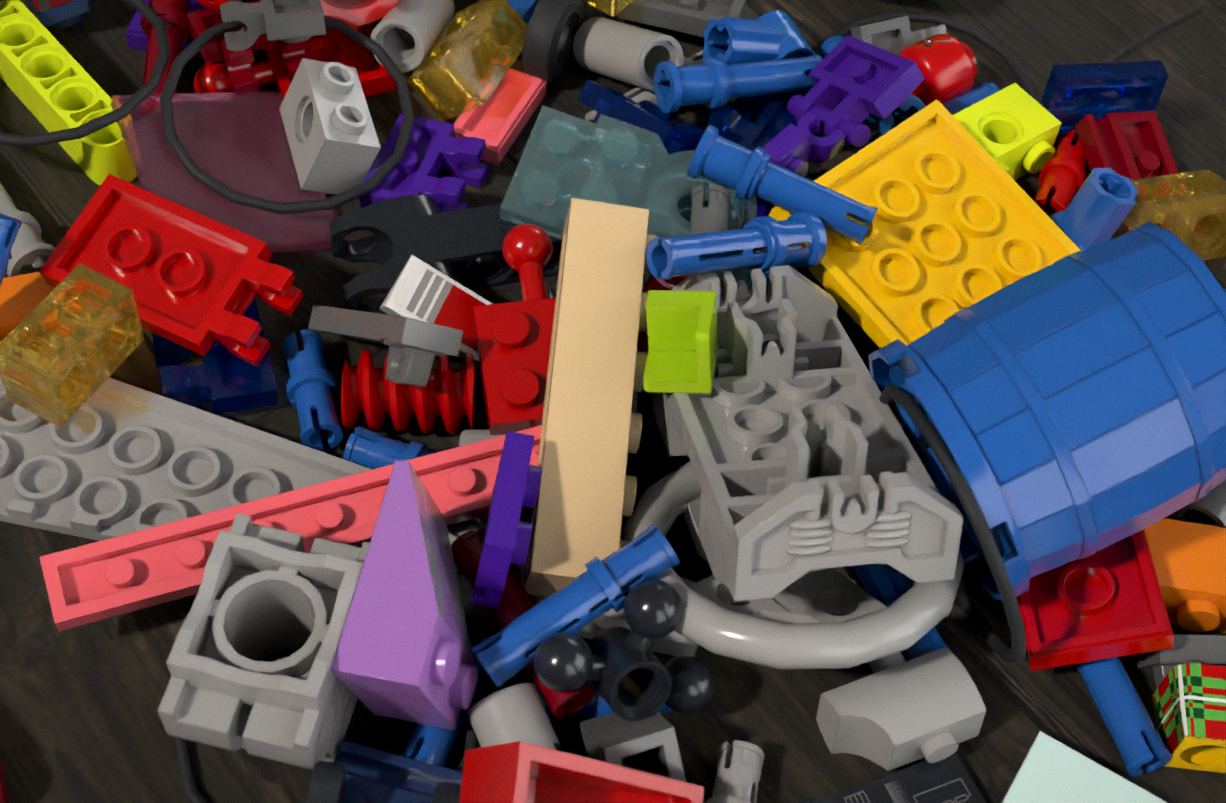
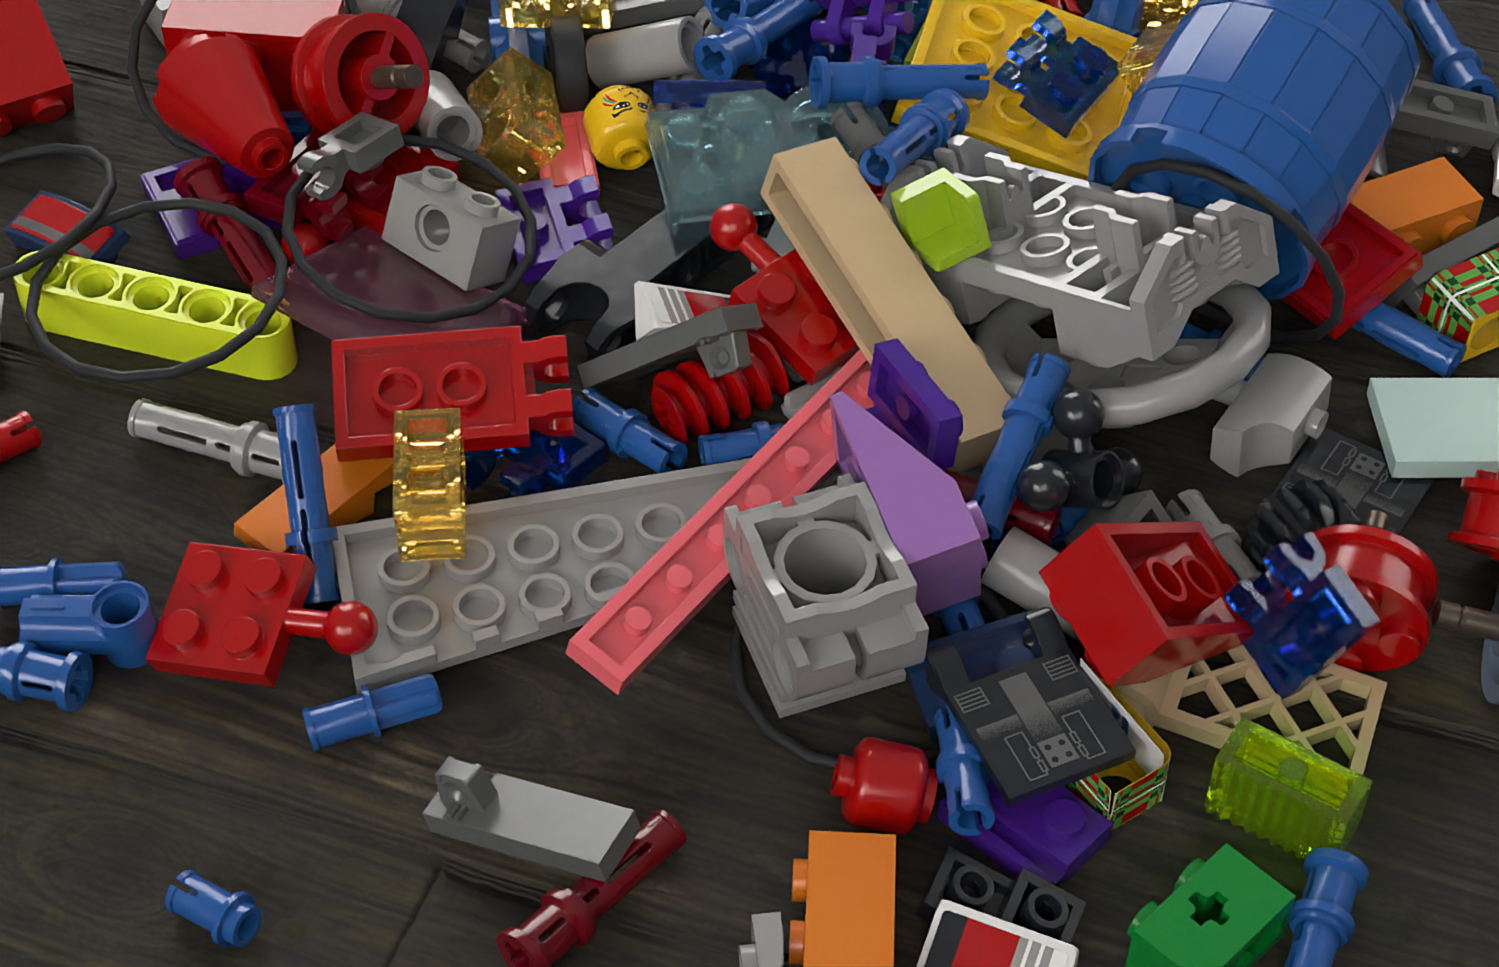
camera: 30 degrees left, 5 degrees down
(552, 88) = (617, 127): none -> yellow head
(963, 273) = (1072, 84): none -> clear blue plate

